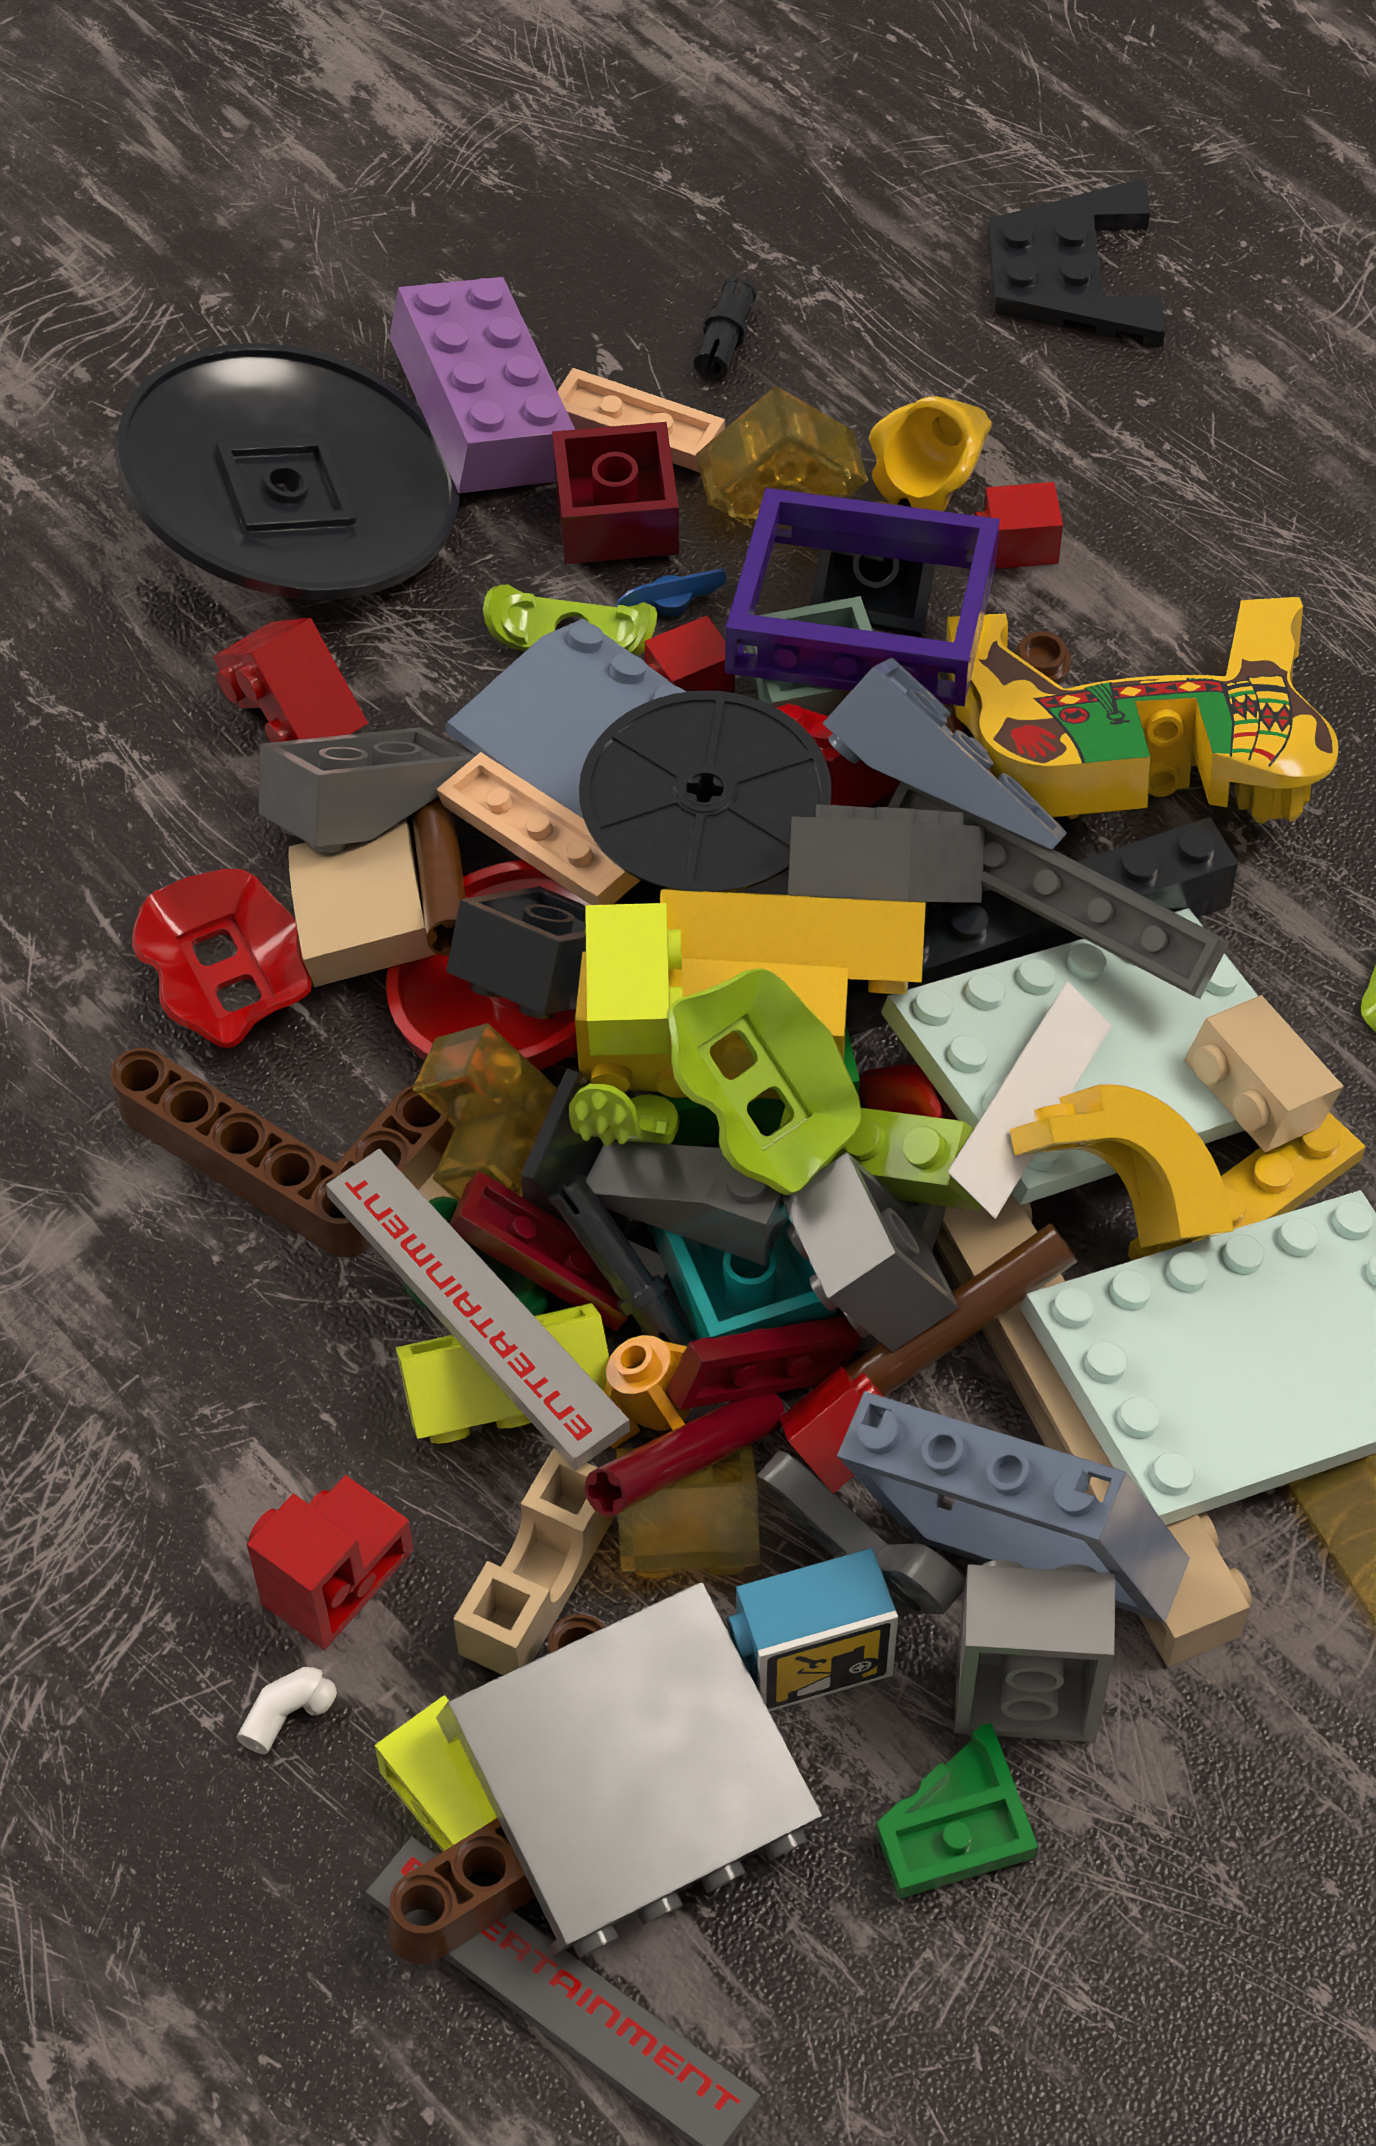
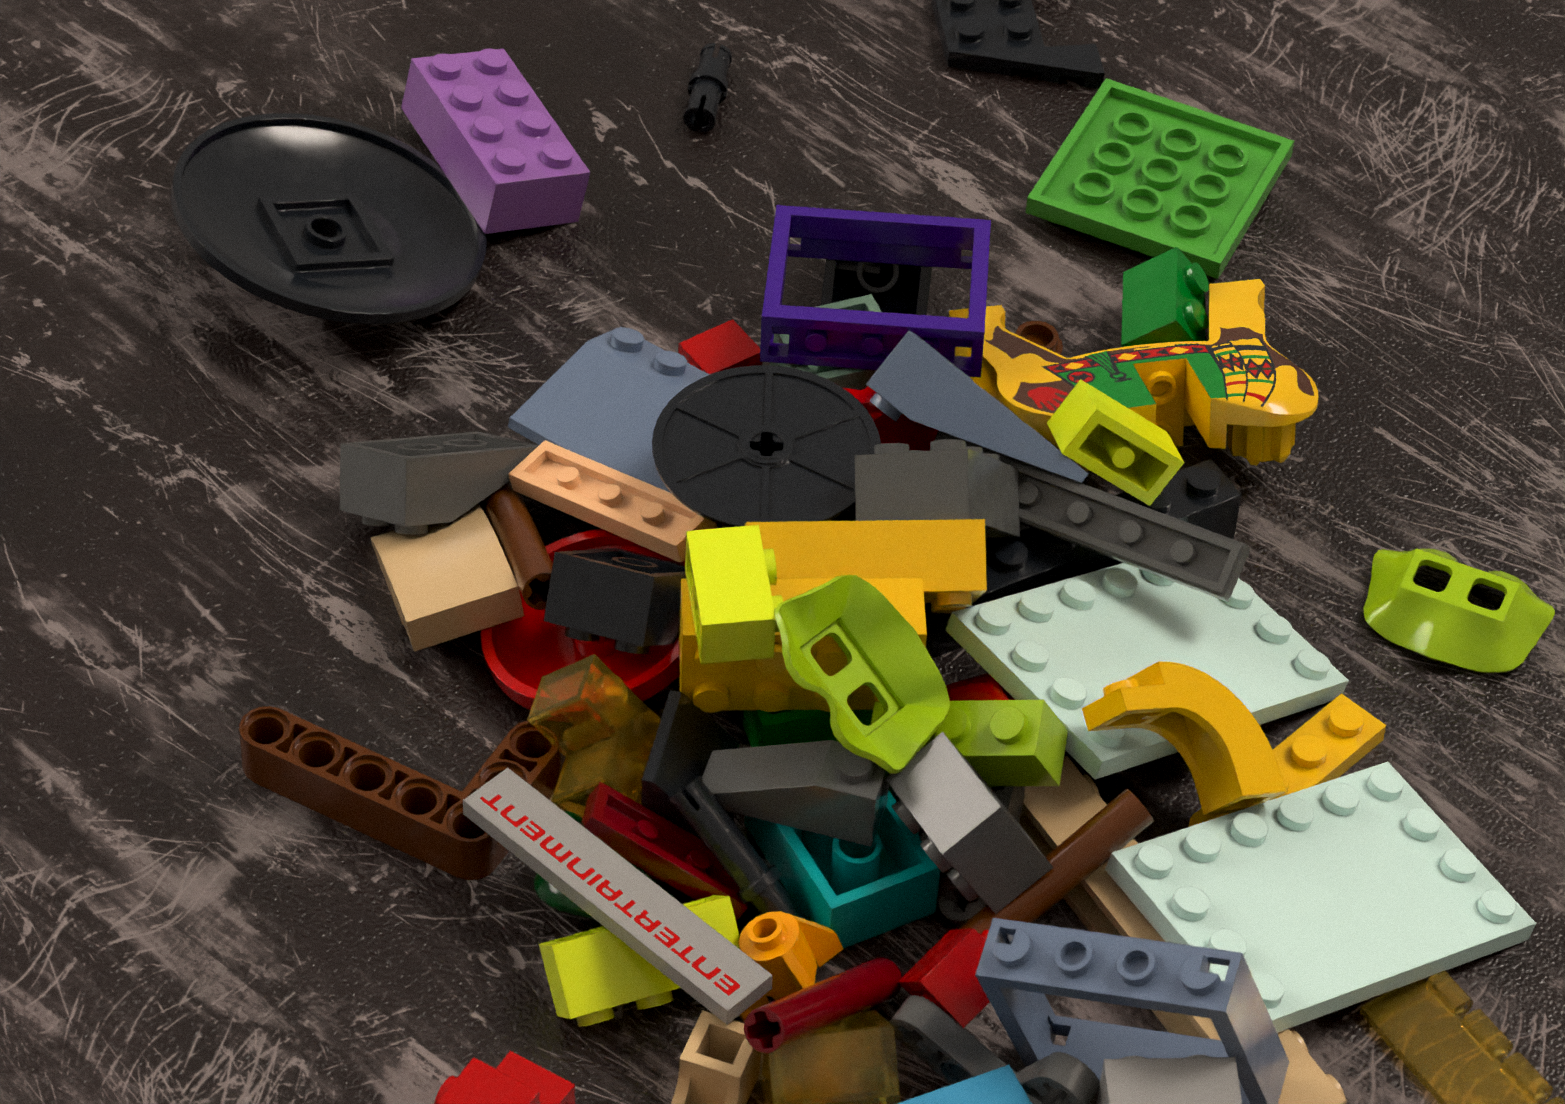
camera: 10 degrees left, 10 degrees down
(265, 942) = (355, 606): red piece -> none
(292, 680) = (358, 390): red brick -> none
(523, 619) = (560, 336): lime piece -> none
(605, 403) = (646, 166): light nougat plate -> none
(612, 1116) = (725, 720): lime piece -> none
(616, 492) = (632, 224): dark red brick -> none
(674, 593) = (692, 309): blue piece -> none
(762, 1362) = (879, 928): dark red plate -> none
(778, 447) = (769, 173): clear yellow brick -> none
(927, 450) = (909, 173): yellow hat -> none
(1028, 523) = (1013, 233): red brick -> none
(1041, 1075) = (1104, 658): white sticker -> none
(1096, 802) = (1115, 442): none -> neon yellow brick
(1187, 622) = (1164, 301): none -> green brick
(1209, 462) = (1160, 176): none -> bright green plate
(1263, 1073) = (1291, 663): tan brick -> none

